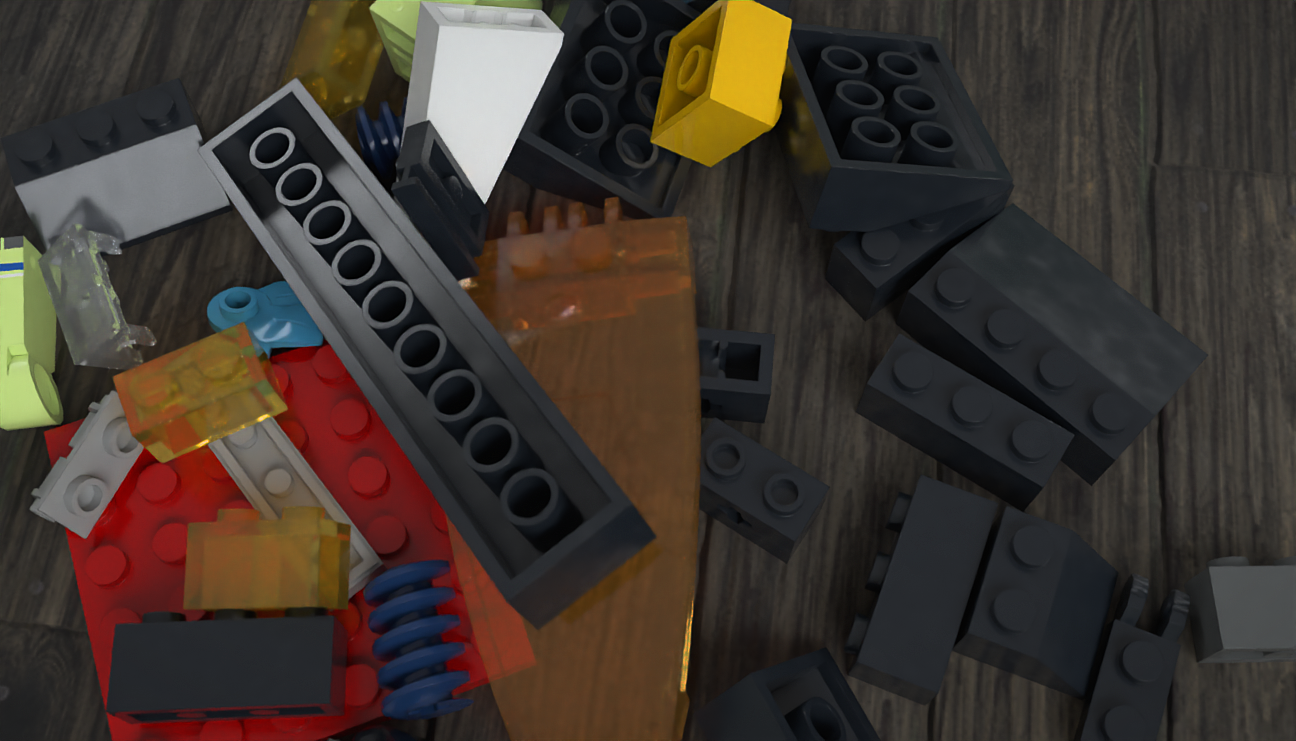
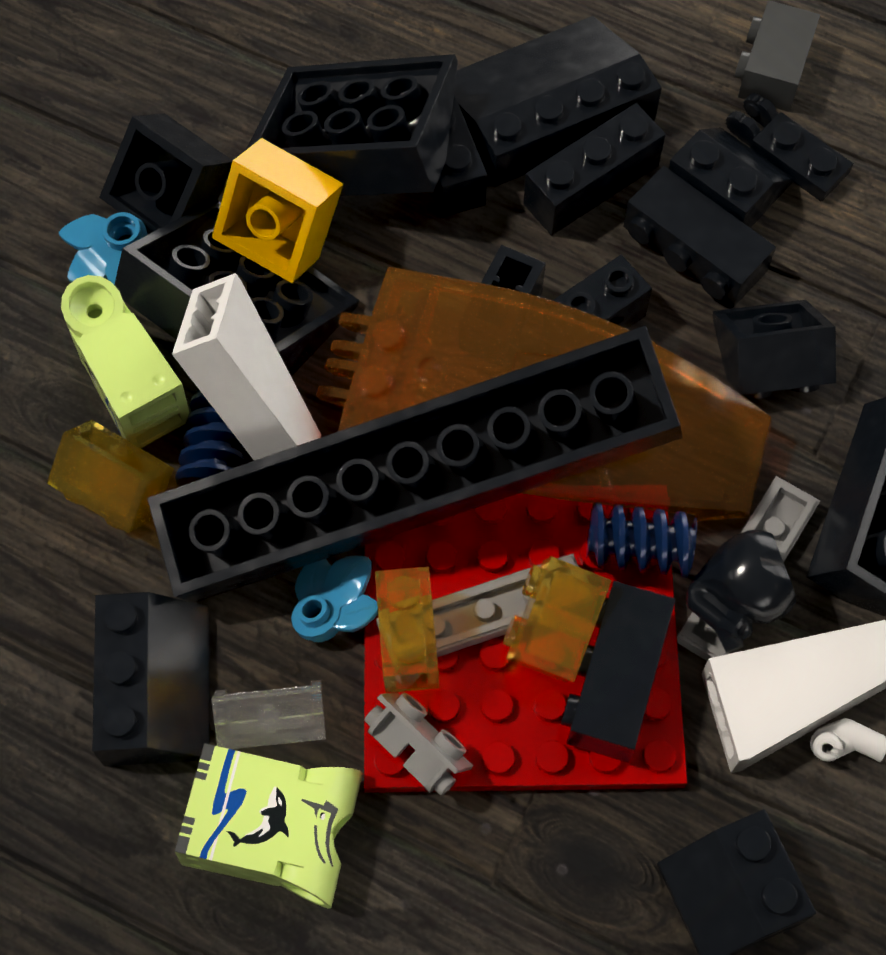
camera: 70 degrees left, 0 degrees up
(441, 200) = (310, 415): black plate -> none

